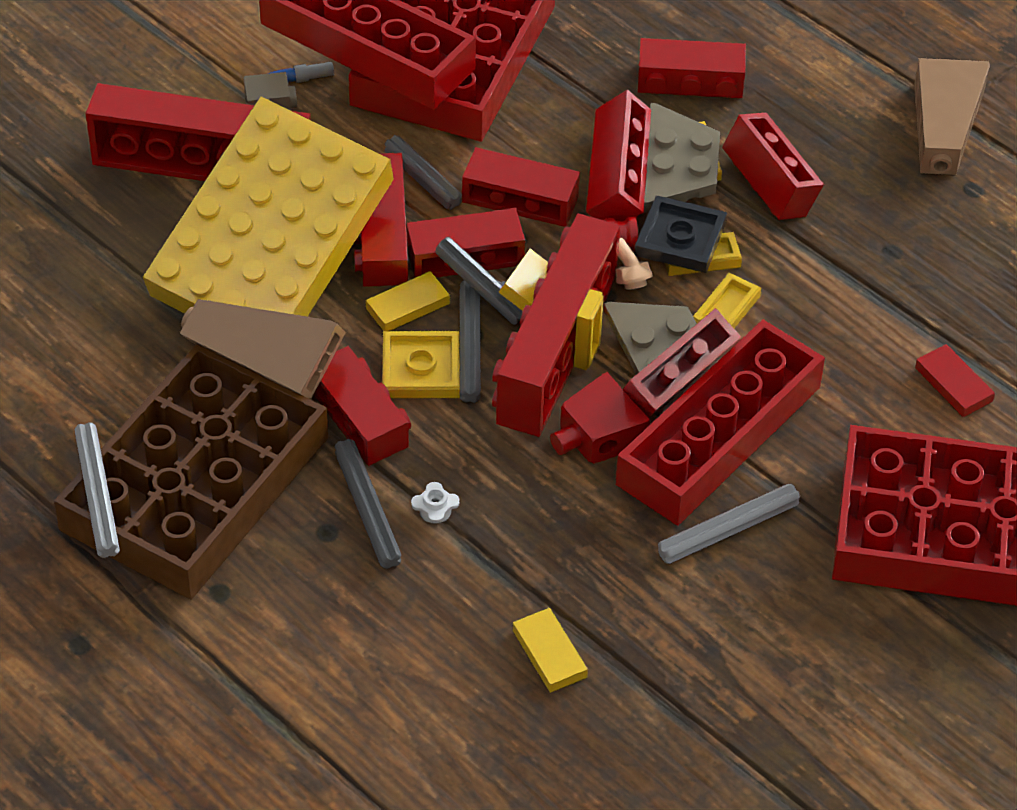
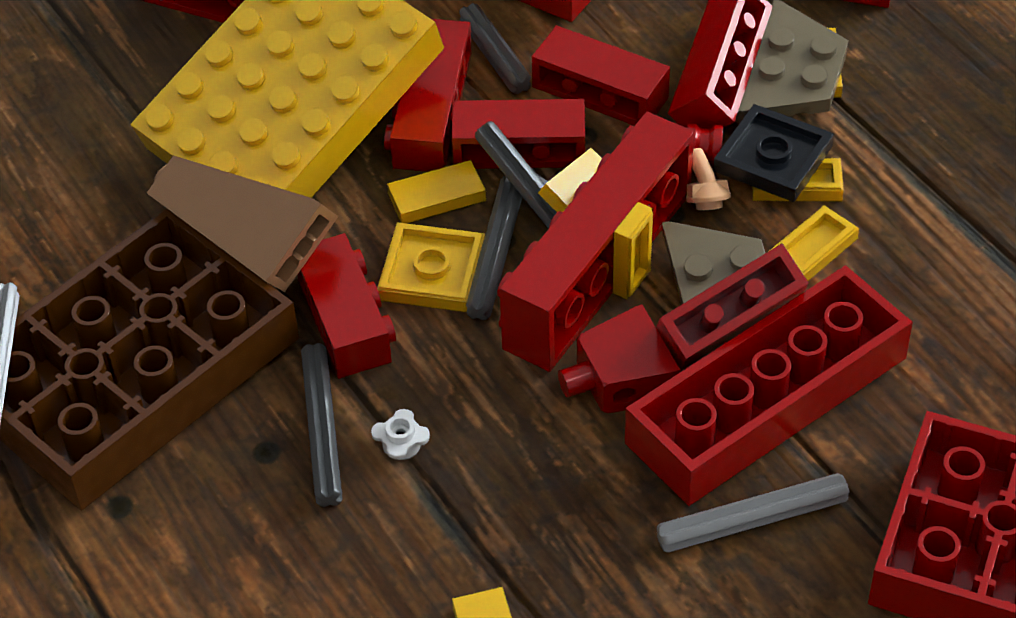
camera: 15 degrees right, 0 degrees up
(772, 166) = (903, 87): red brick -> none

